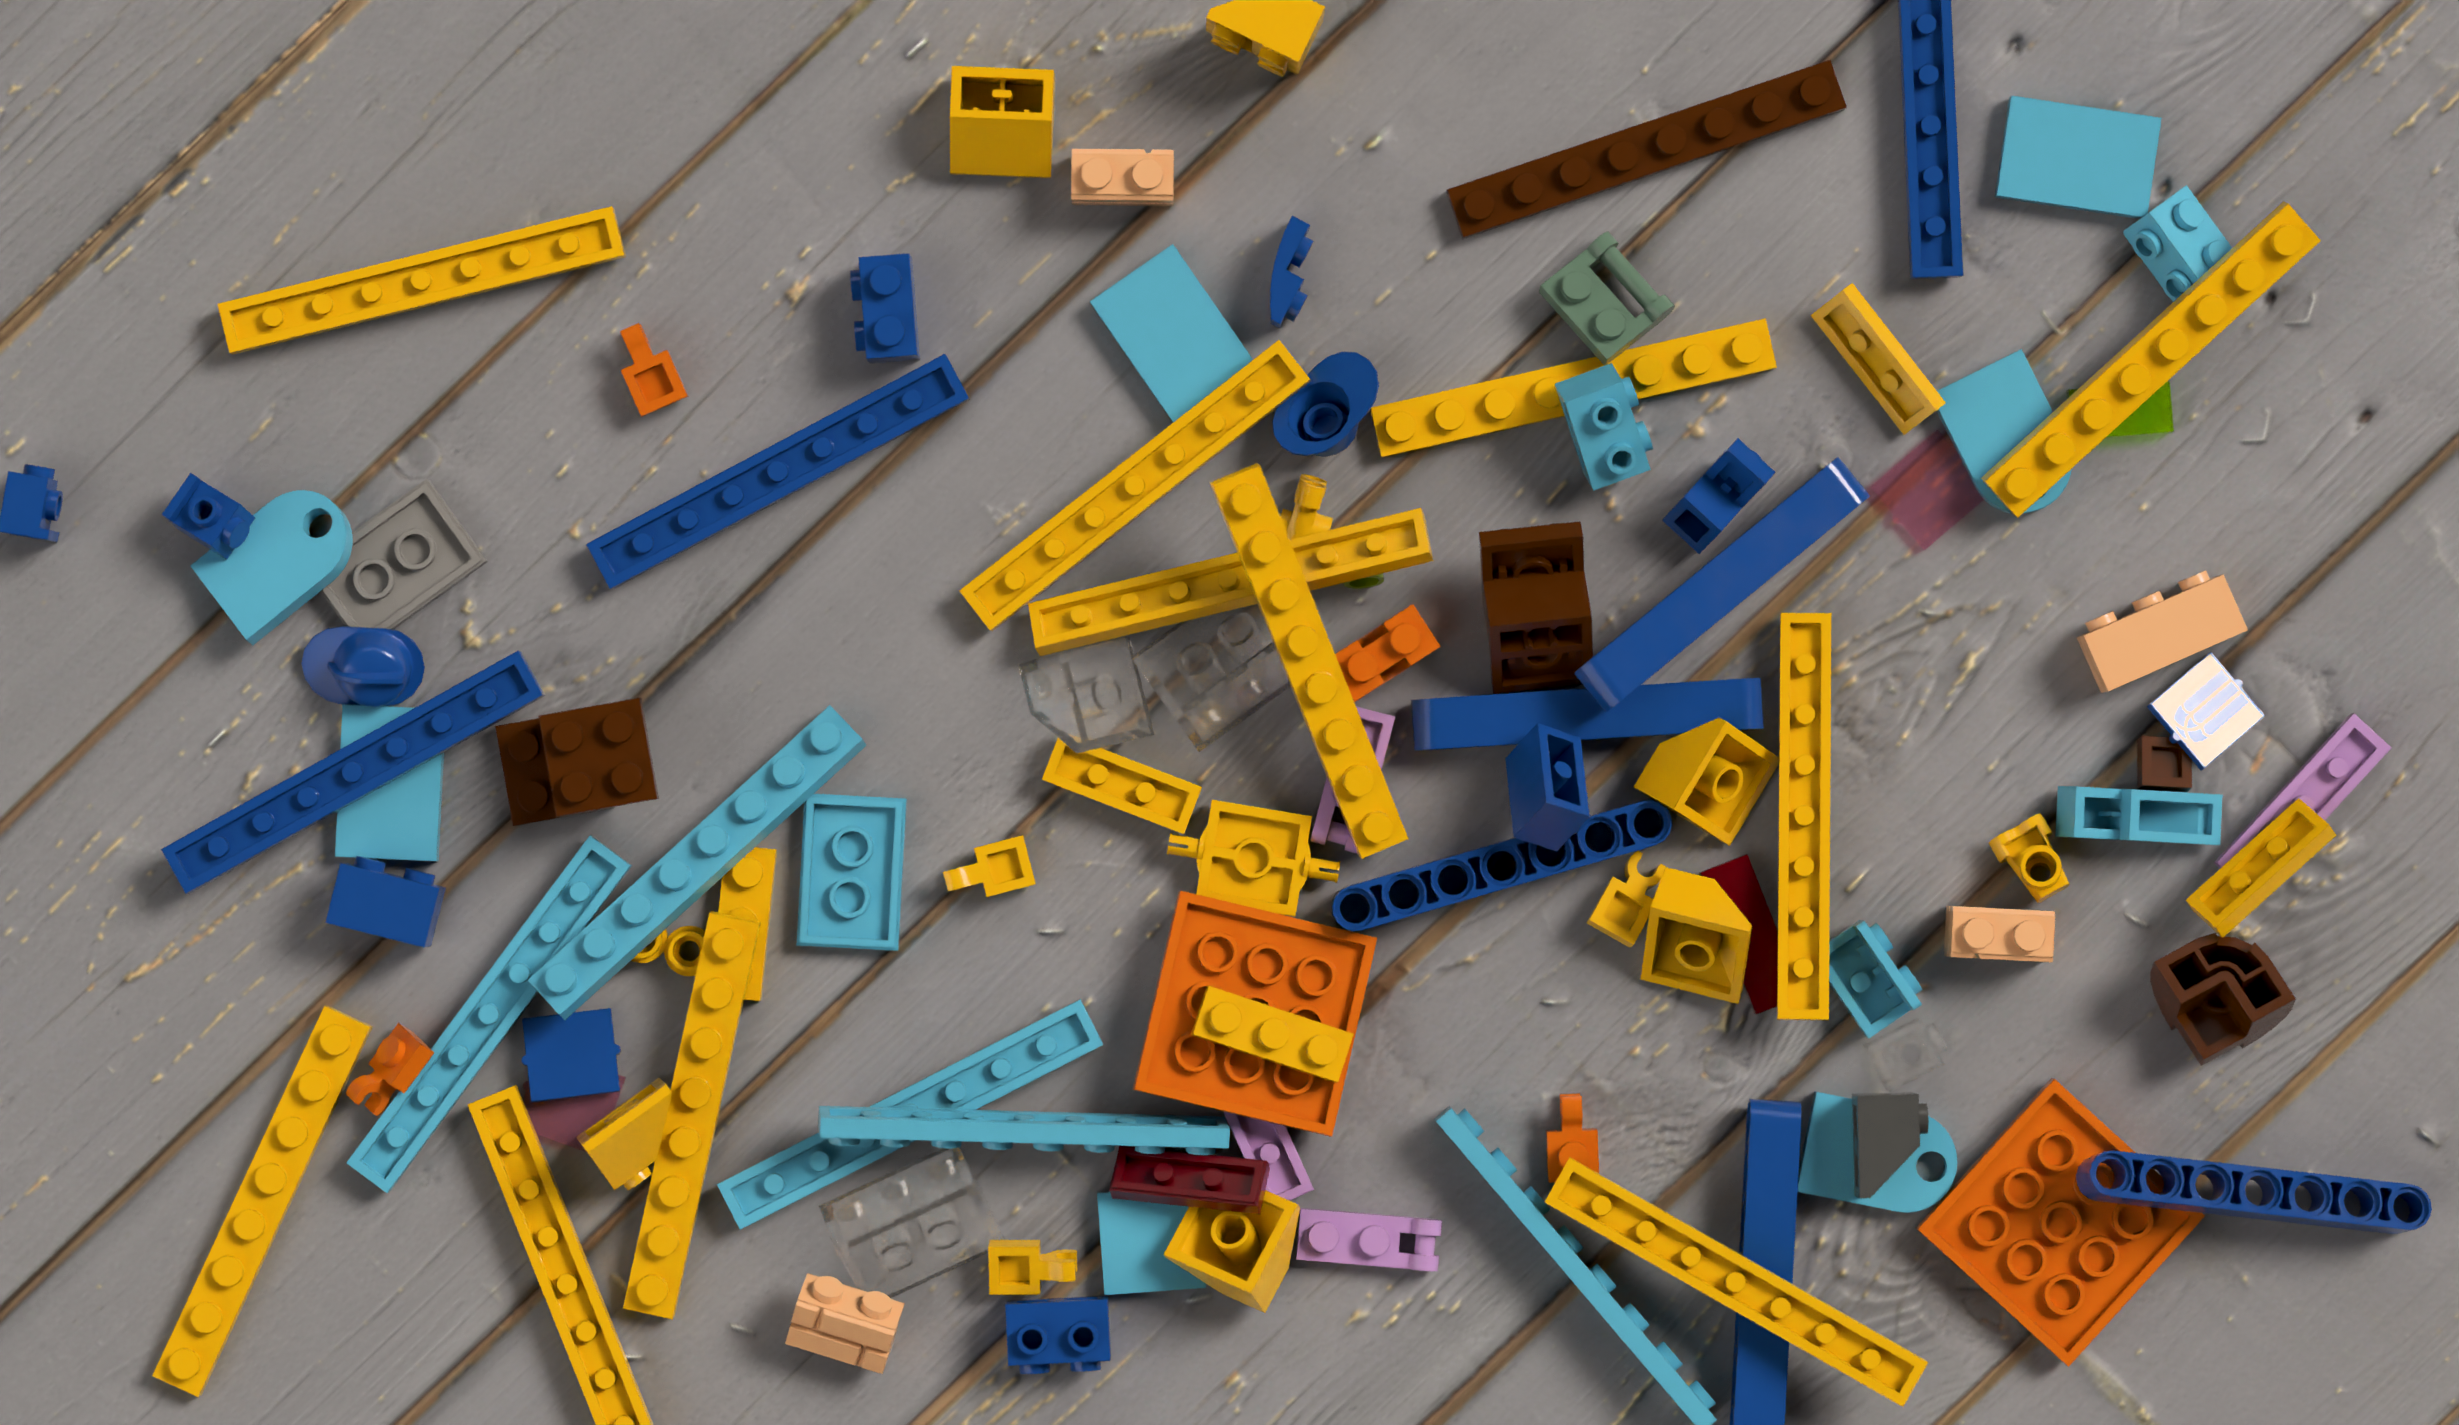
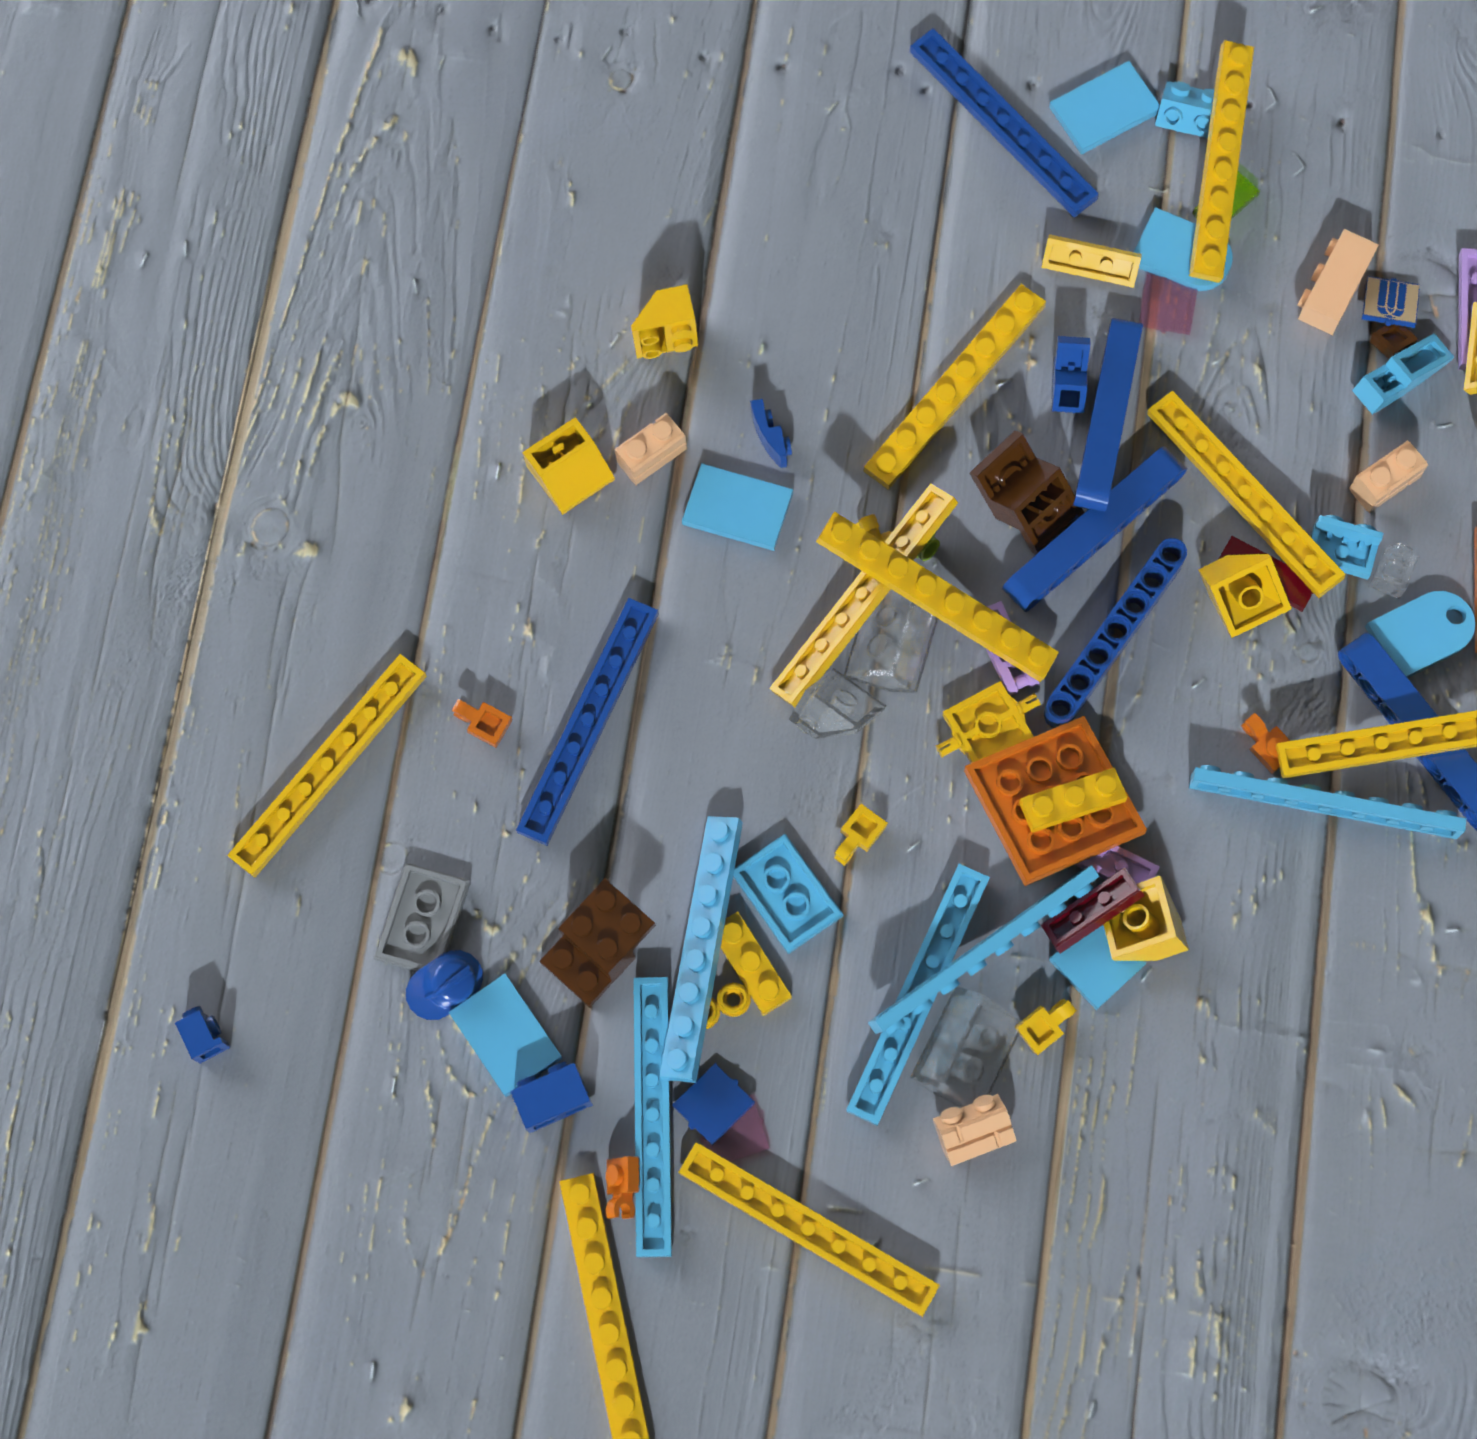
camera: 25 degrees left, 15 degrees down
(209, 516) = (302, 966): blue brick -> none
(278, 563) = (356, 964): medium azure tile -> none
(353, 772) = (480, 1042): blue plate -> none
(629, 1136) = (779, 1119): yellow slope -> none
(691, 1114) = (804, 1085): yellow plate -> none
(888, 308) = (582, 597): blue brick -> none
(1058, 1332) = (1090, 1046): blue brick -> none
(1124, 785) = (890, 740): yellow plate -> none
(1135, 485) = (776, 590): yellow plate -> none
(1327, 410) = (842, 477): blue piece -> none
(1366, 1239) = (1208, 873): lavender plate -> none
(1400, 639) = (972, 557): orange brick -> none
(1547, 787) = (1108, 569): blue brick -> none
(1592, 307) = (936, 339): sand green plate -> none
(1604, 426) = (986, 384): medium azure brick -> none
(1624, 906) = (1192, 606): yellow plate -> none
(1646, 149) = (896, 254): reddish brown plate -> none
(1709, 777) = (1180, 510): yellow slope -> none
(1884, 1136) = (1421, 614): dark grey slope -> none
(2027, 848) = (1372, 431): yellow plate -> none

